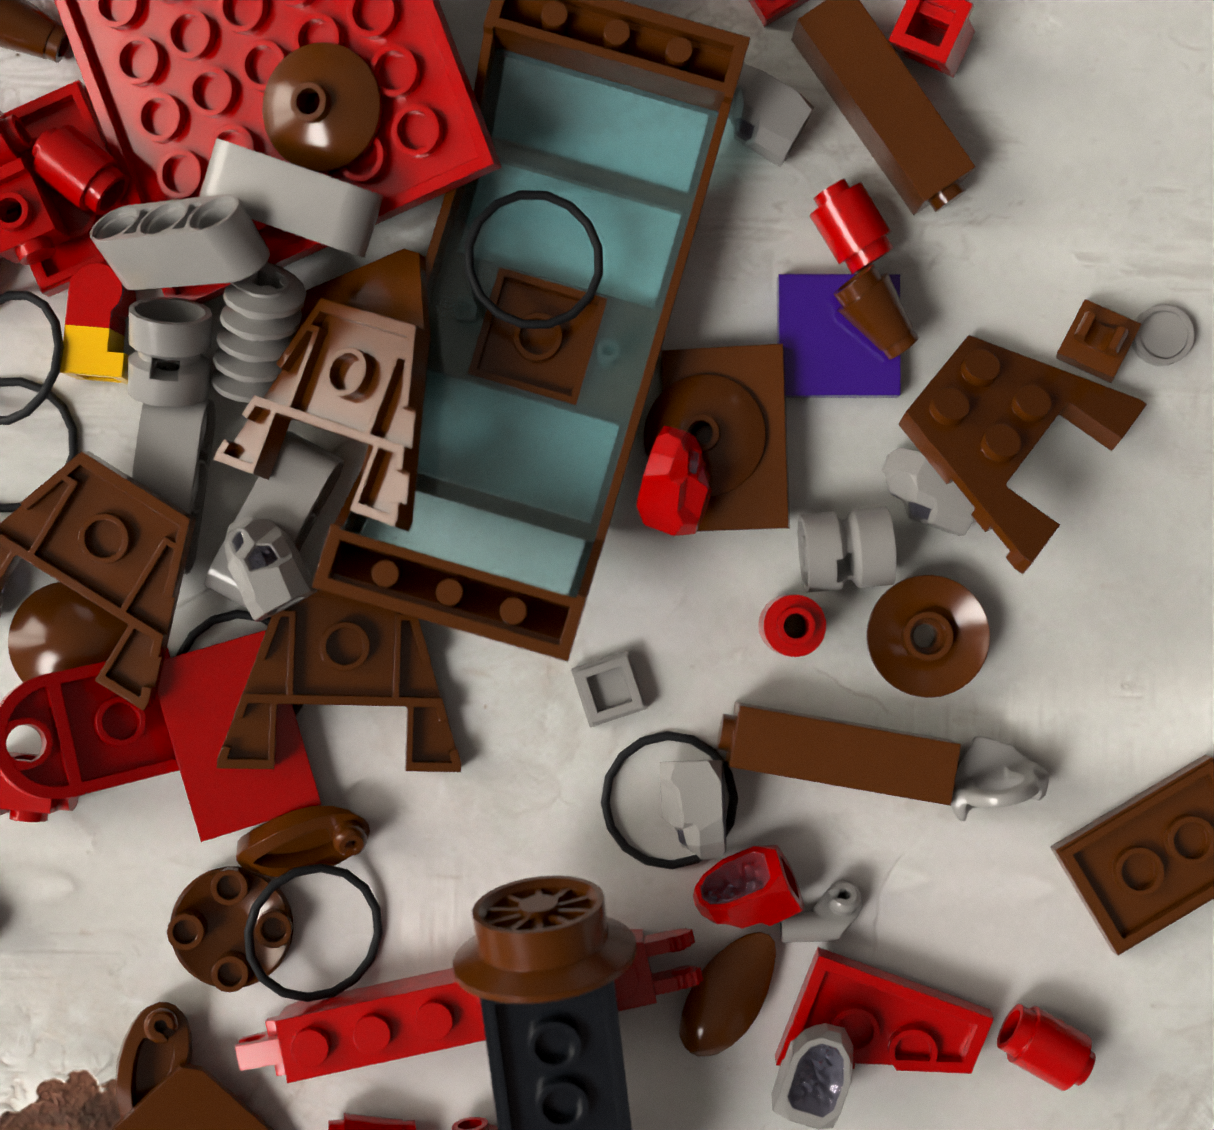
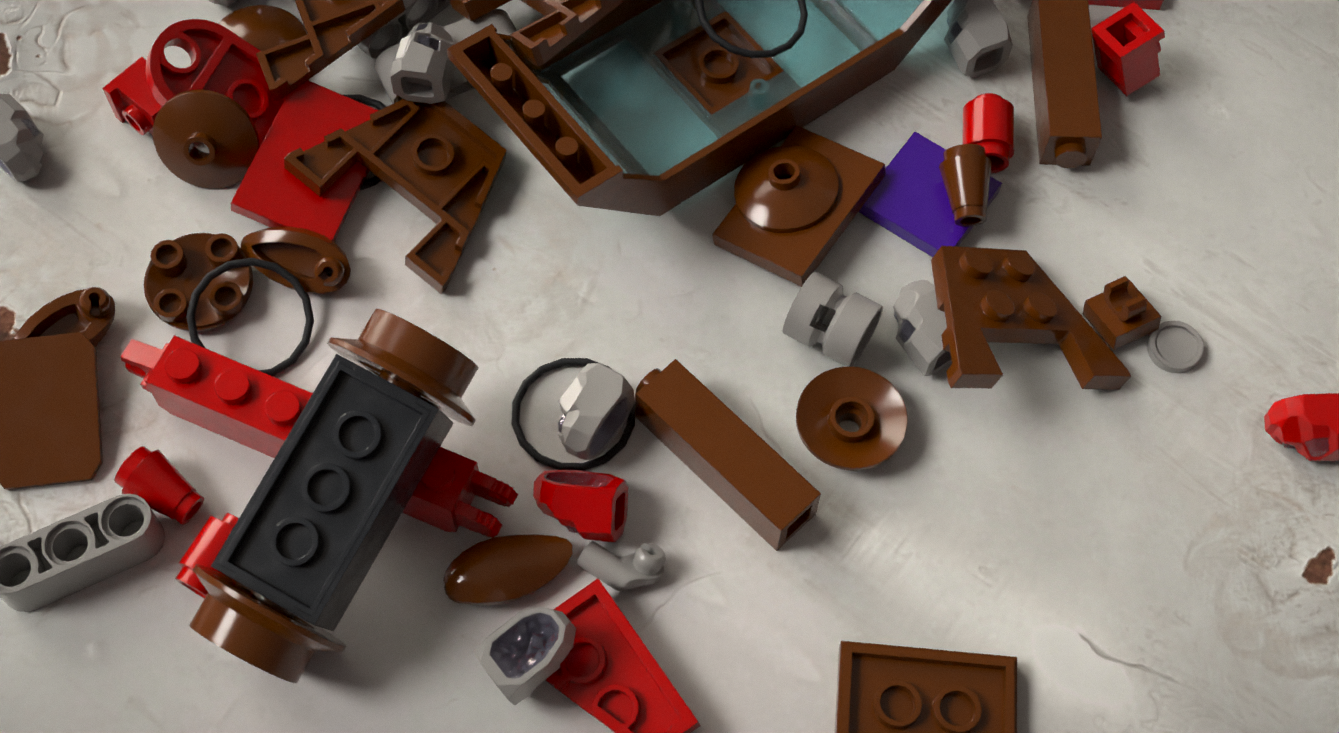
camera: 30 degrees right, 25 degrees down
(119, 794) = (218, 124): none -> reddish brown dish
(609, 689) = (590, 310): light grey tile -> none
(674, 484) = (741, 183): red rock -> none
(772, 625) = (755, 339): red brick -> none
(995, 777) = (828, 550): light grey piece -> none

